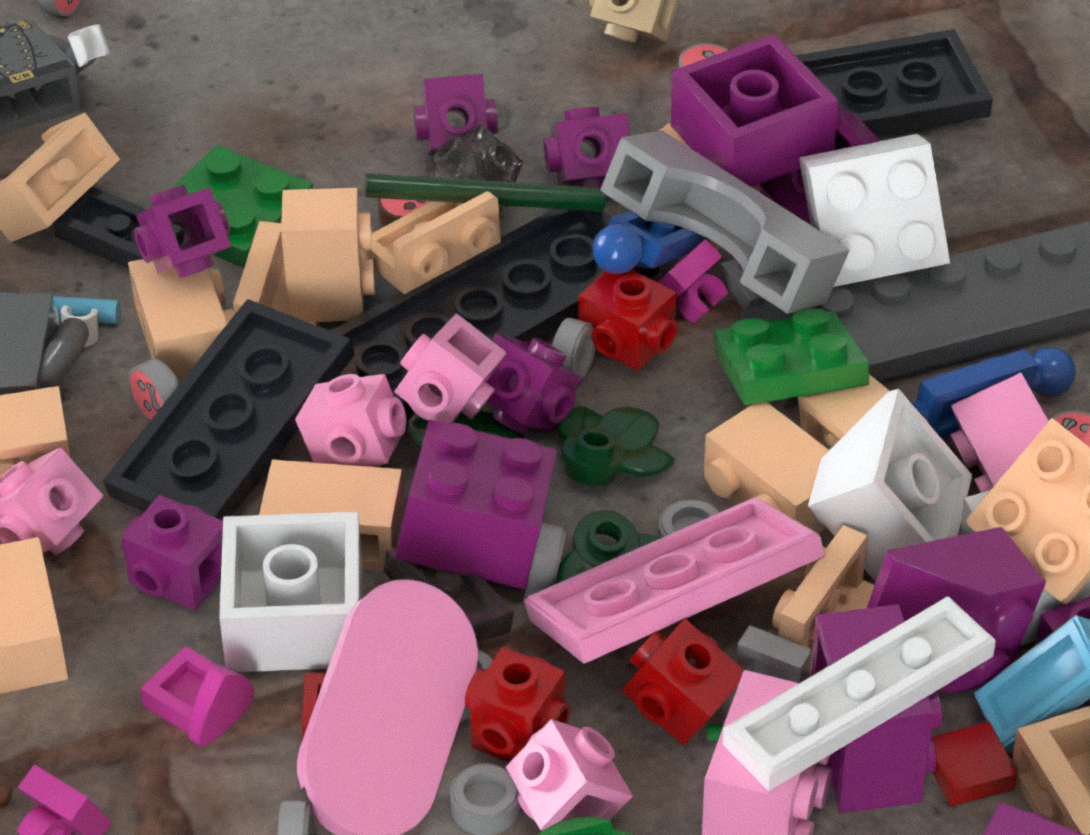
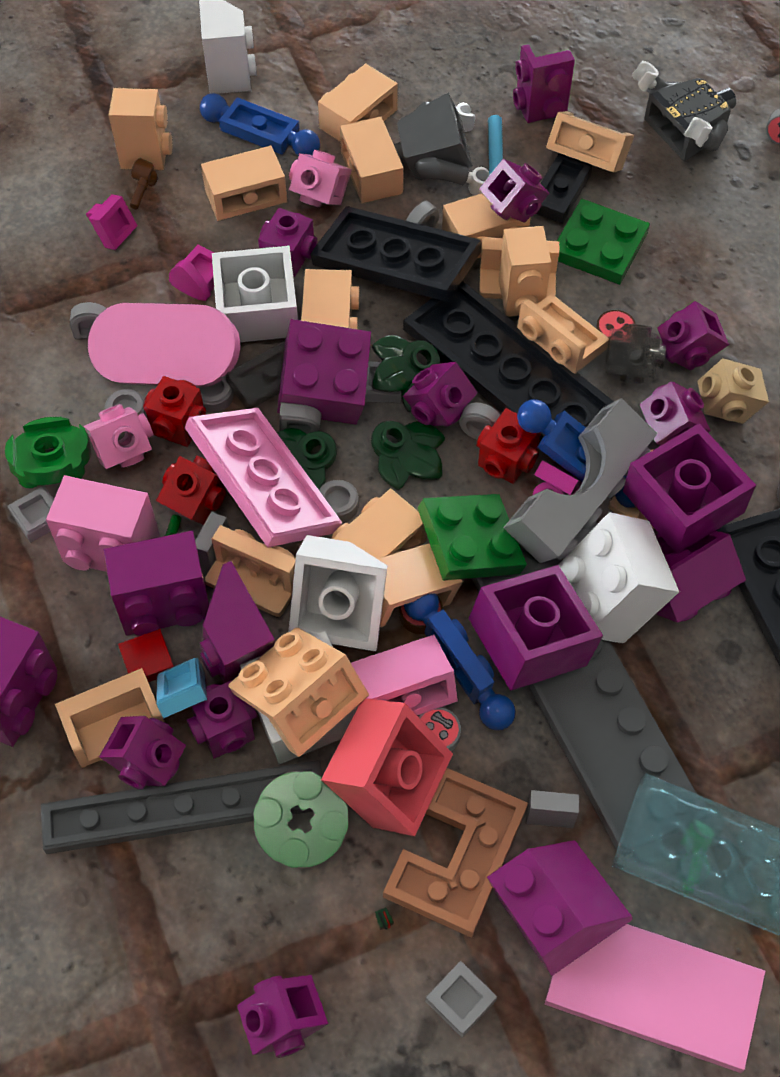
camera: 85 degrees right, 15 degrees up
(352, 421) = (385, 305): bright pink brick -> none
(449, 372) = (421, 327): bright pink brick -> none
(463, 190) = (598, 340): dark green bar -> none
(552, 71) = (732, 391): none -> tan brick
(857, 693) = (122, 552): white tile -> none
(953, 290) = (534, 627): none -> magenta brick

